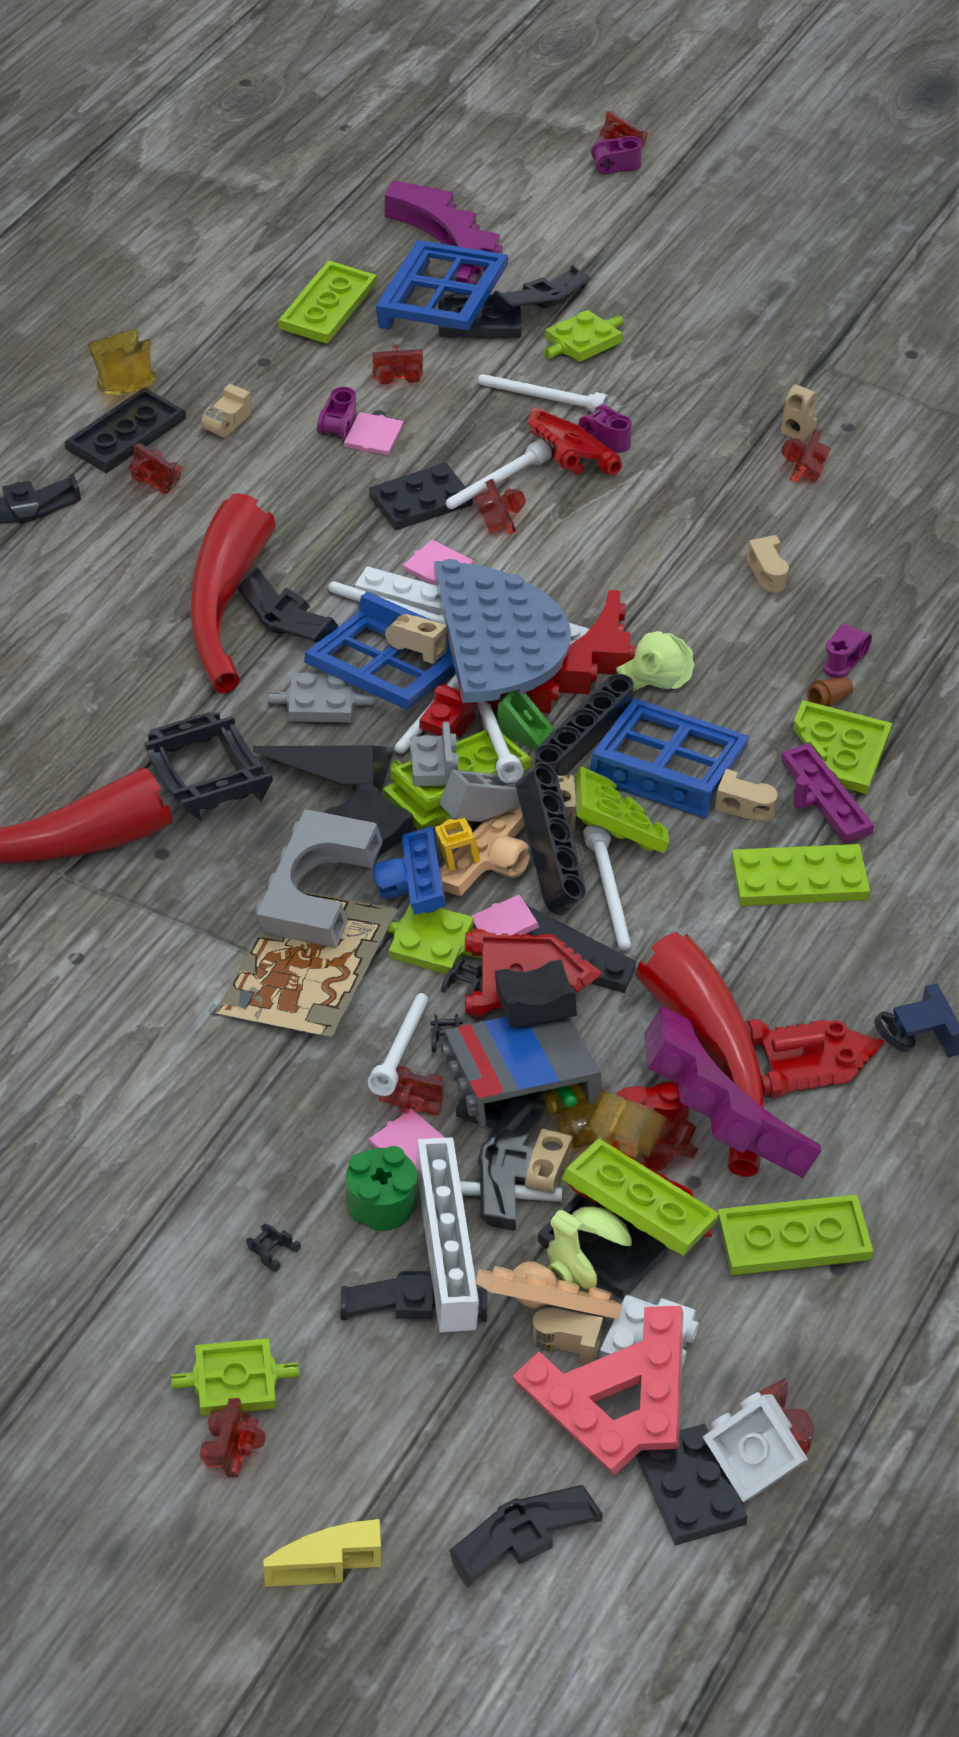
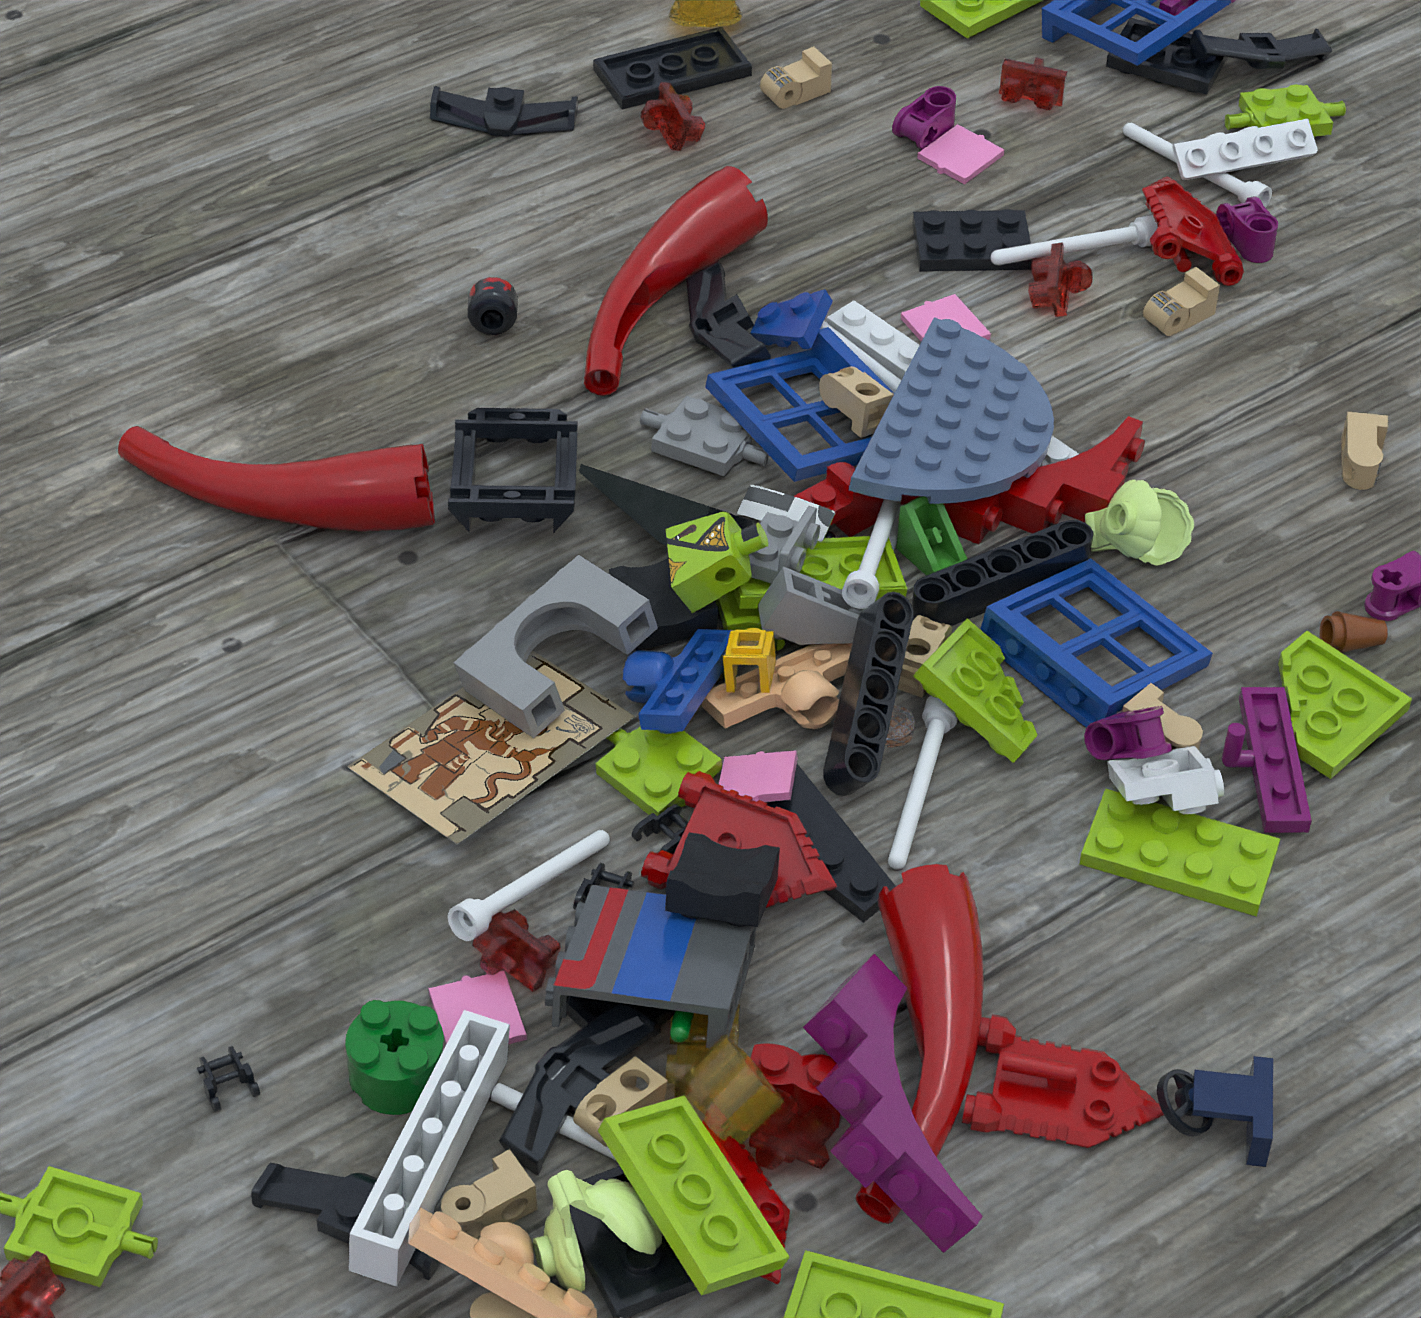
camera: 25 degrees right, 0 degrees up
(112, 651) = (492, 306): none -> black head
(337, 594) = (792, 320): none -> blue wing
(397, 779) = (711, 557): none -> lime torso
(400, 731) = (763, 500): none -> sticker
(505, 1248) = (495, 1198): none -> tan leg
(575, 371) = (1244, 149): none -> white bracket
(594, 497) = (1183, 304): none -> tan leg
(736, 805) = (1128, 735): none -> magenta piece
(772, 826) = (1180, 776): none -> white plate

